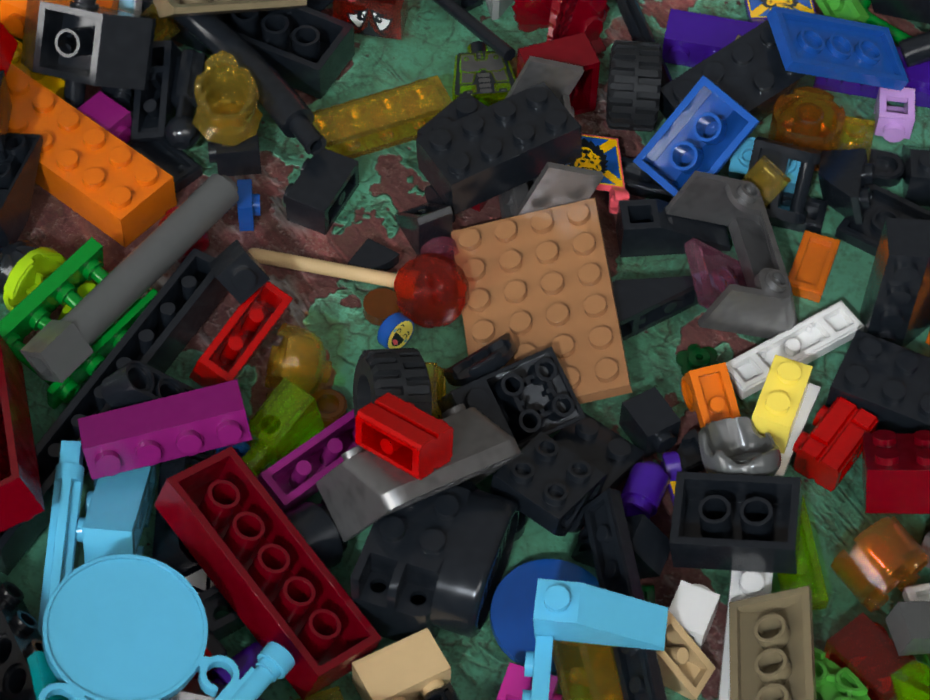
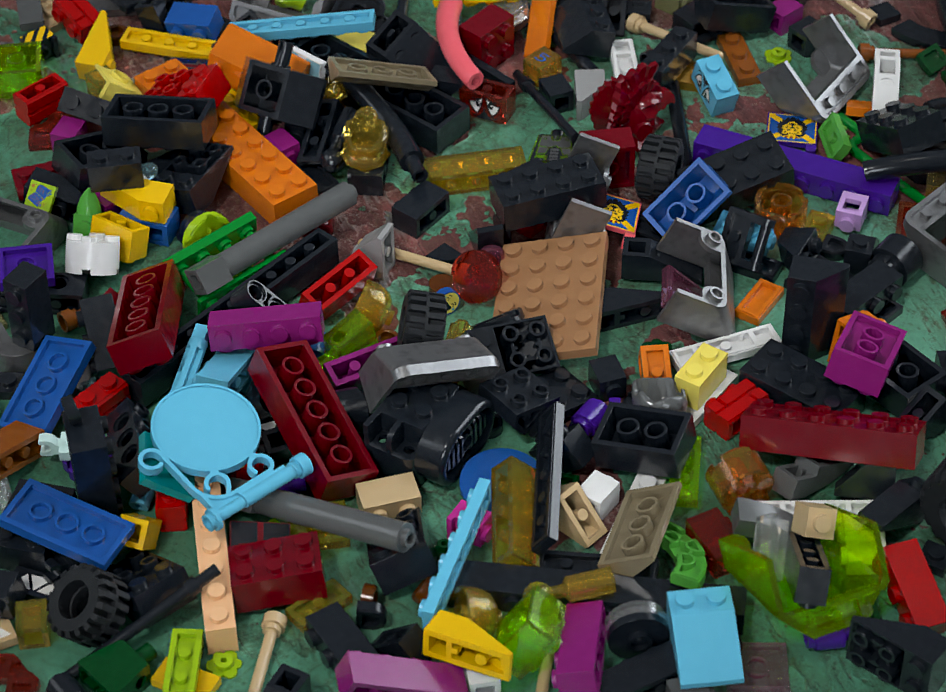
camera: 15 degrees right, 10 degrees down
(238, 271) = (343, 242): black brick -> none
(248, 205) = (365, 211): blue plate -> none
(285, 263) = (379, 249): none -> light grey slope
(404, 435) = (416, 337): red brick -> none
(597, 616) = (521, 470): medium azure slope -> none
(767, 178) = (734, 236): clear yellow plate -> none
(837, 48) = (811, 158): blue plate -> none

